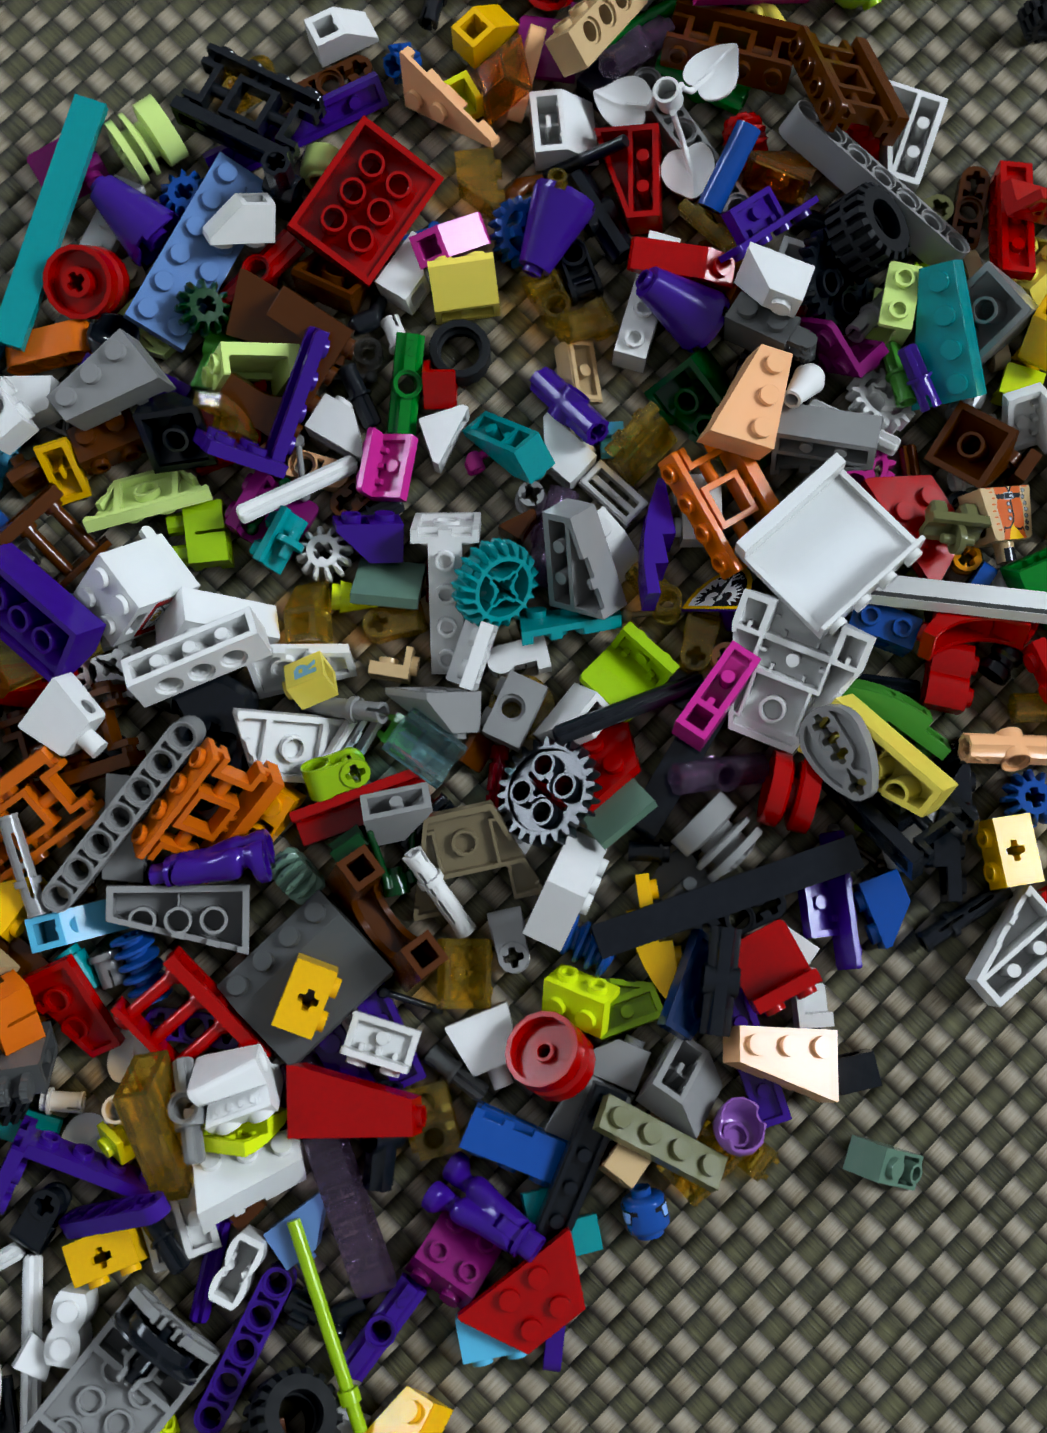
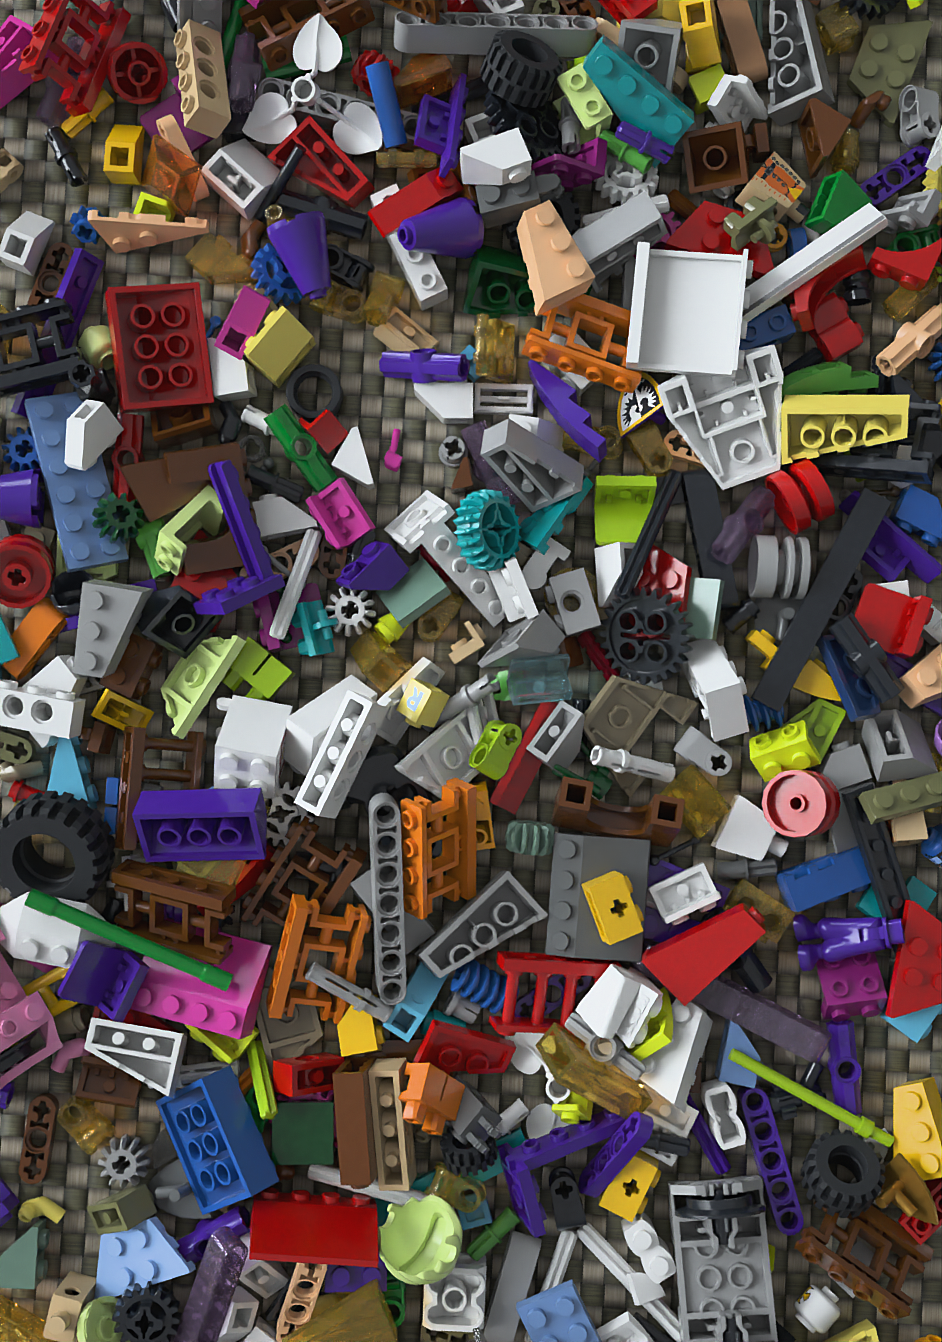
camera: 45 degrees left, 5 degrees up
(66, 718) = (292, 872): white torso -> none
(218, 862) = (476, 875): dark purple piece -> none
(226, 414) = (205, 577): clear yellow slope -> none
(348, 842) = (547, 786): dark green slope -> none
(511, 446) = (409, 427): teal slope -> none
(715, 696) = (699, 475): dark pink slope -> none
(804, 384) = (573, 212): white cone -> none
(822, 756) = (817, 422): light grey piece -> none

